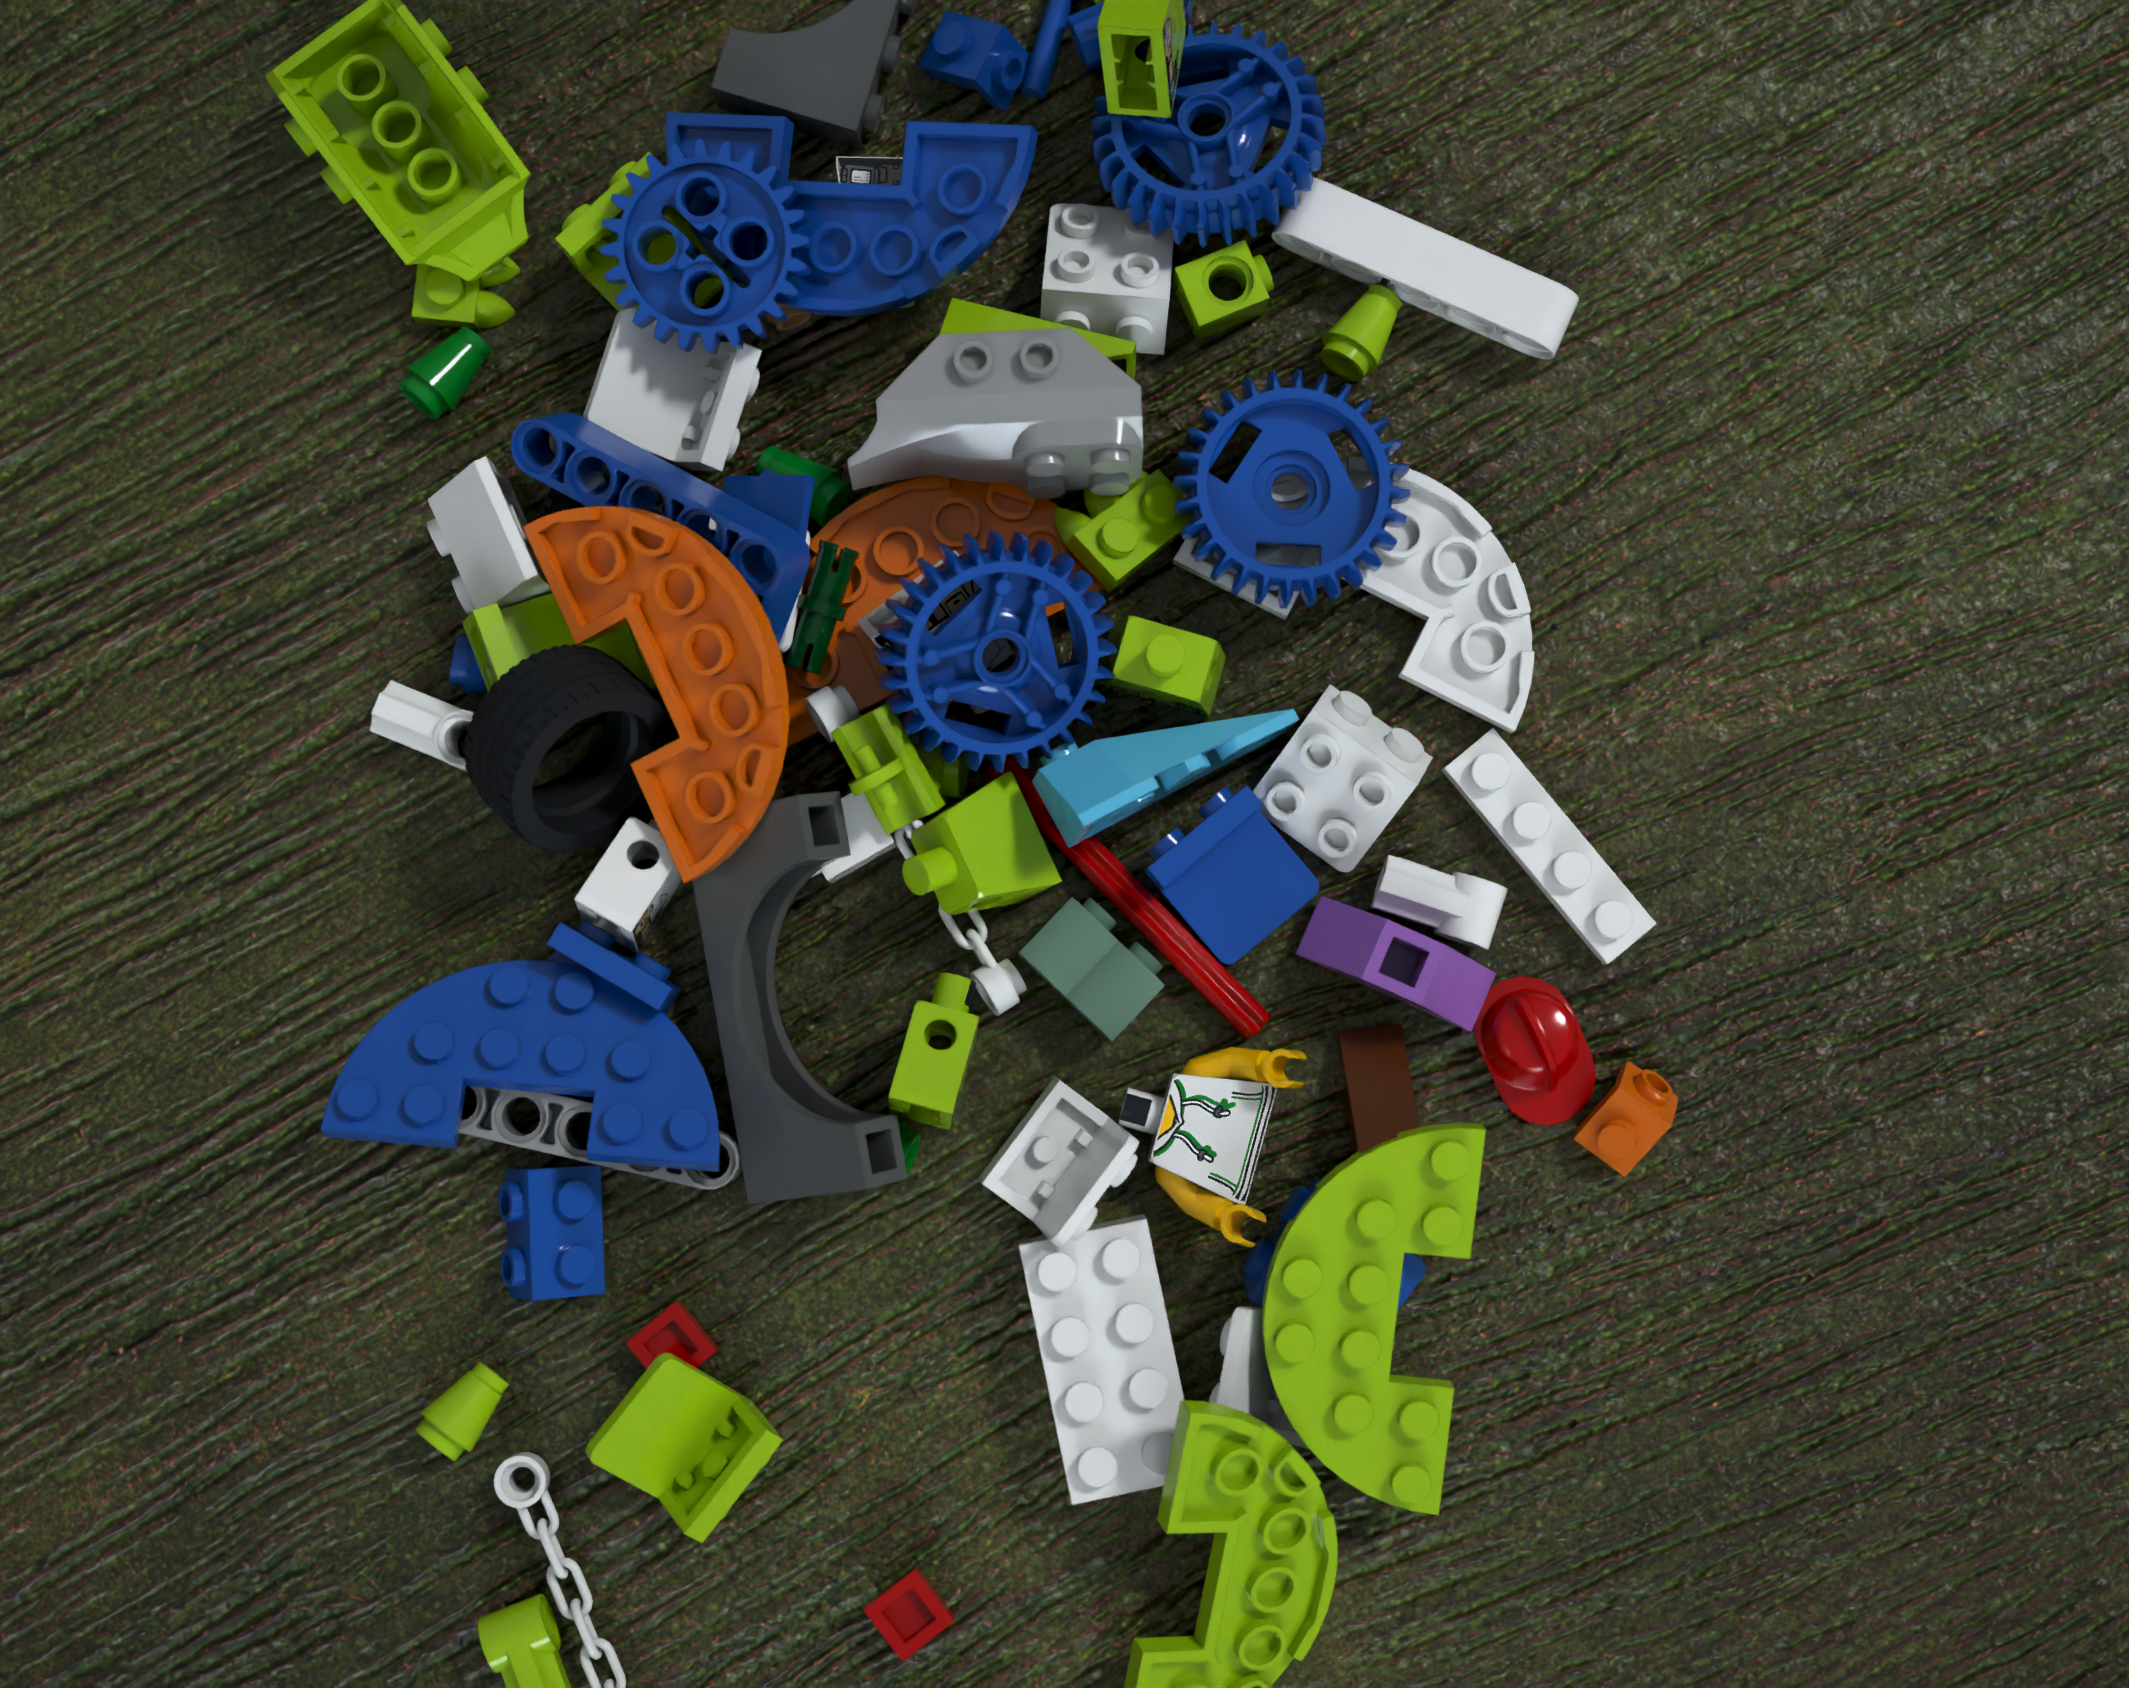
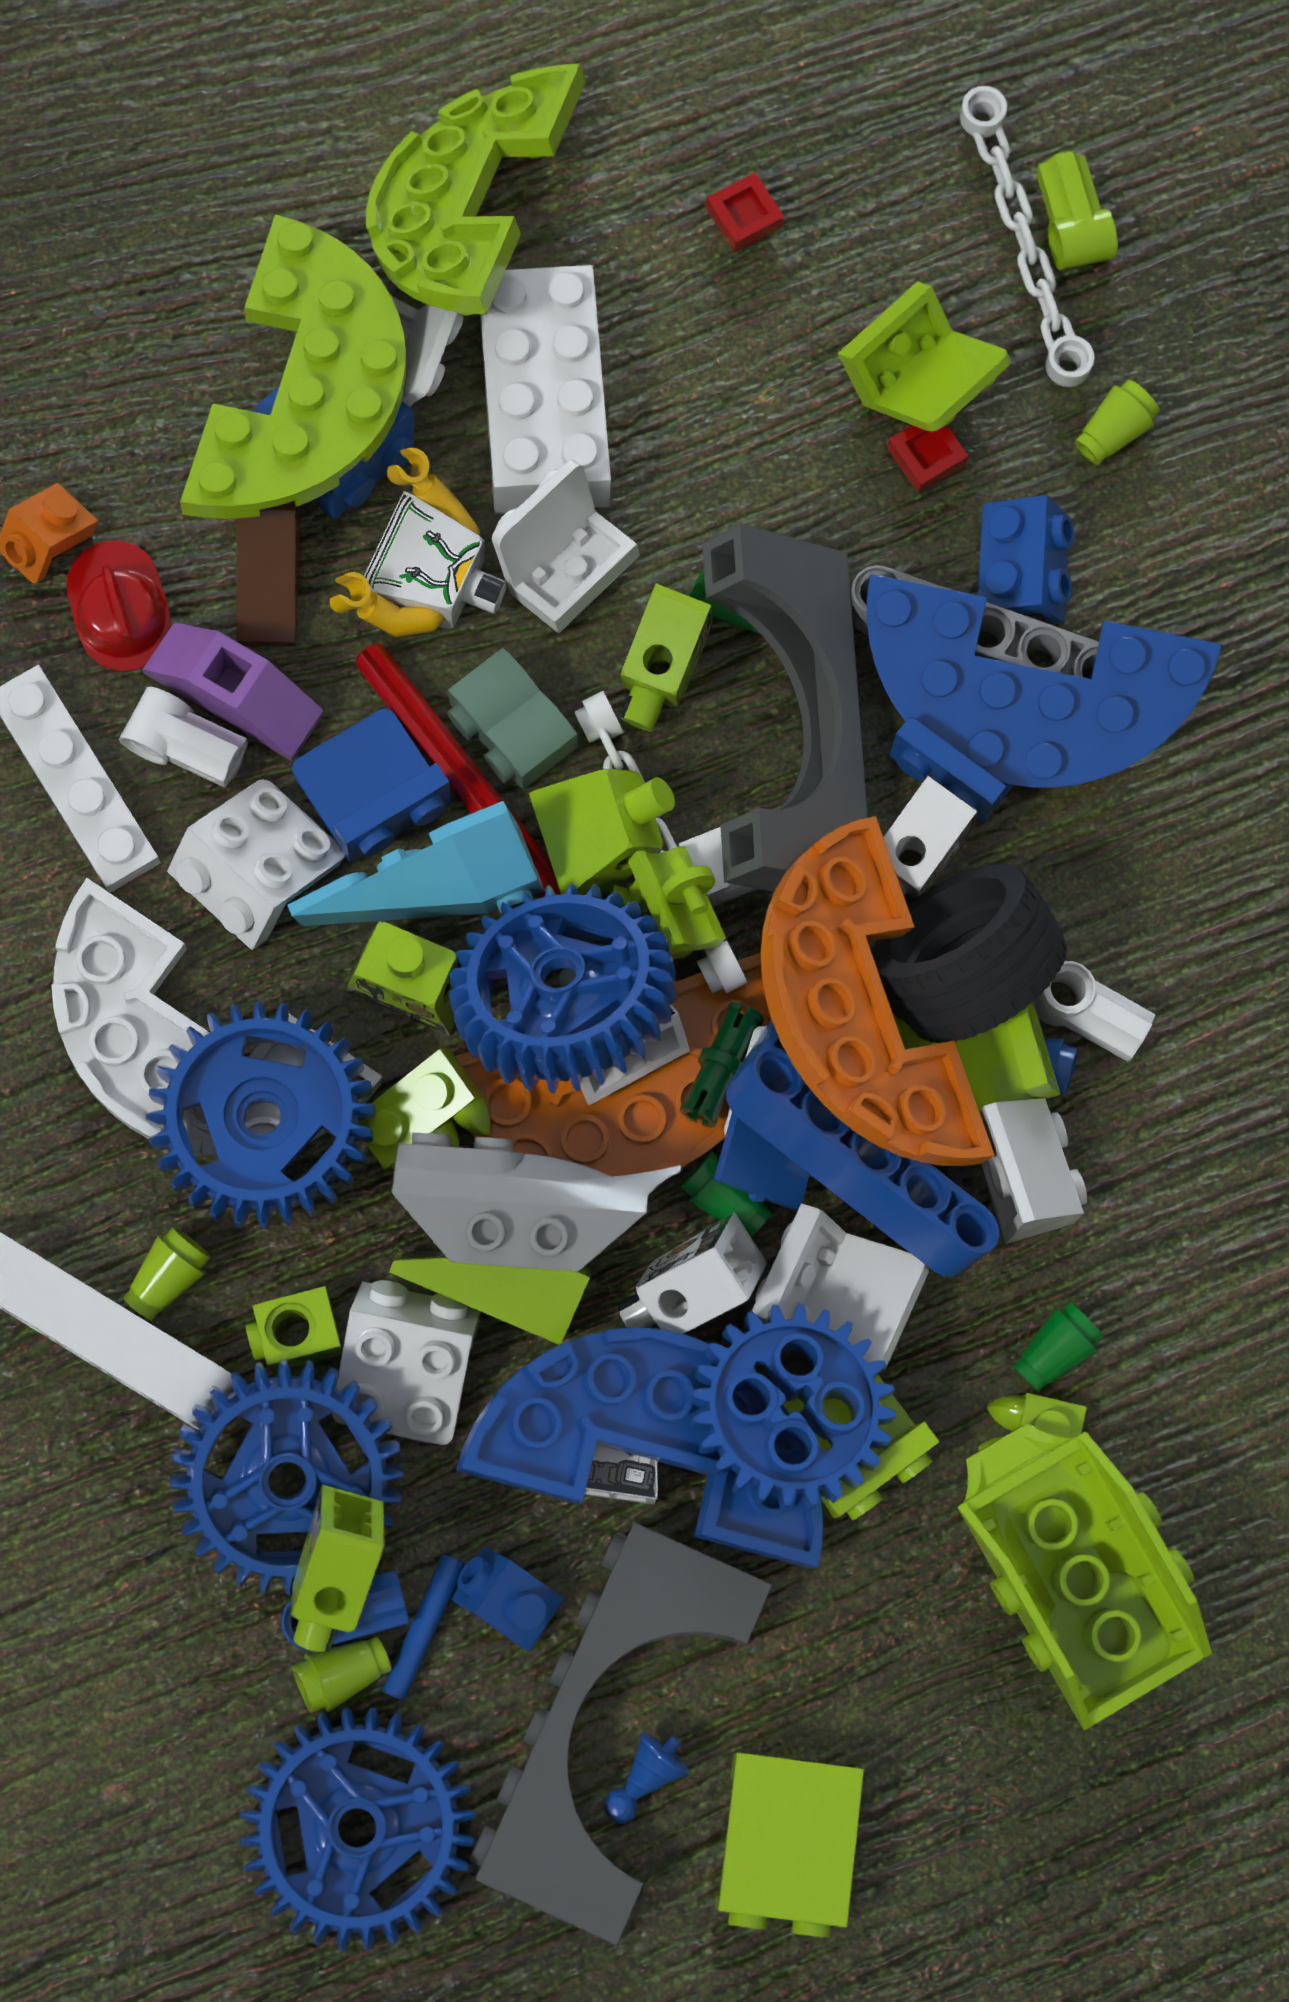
camera: 175 degrees left, 10 degrees down
(818, 380) = (696, 1280): none -> white torso

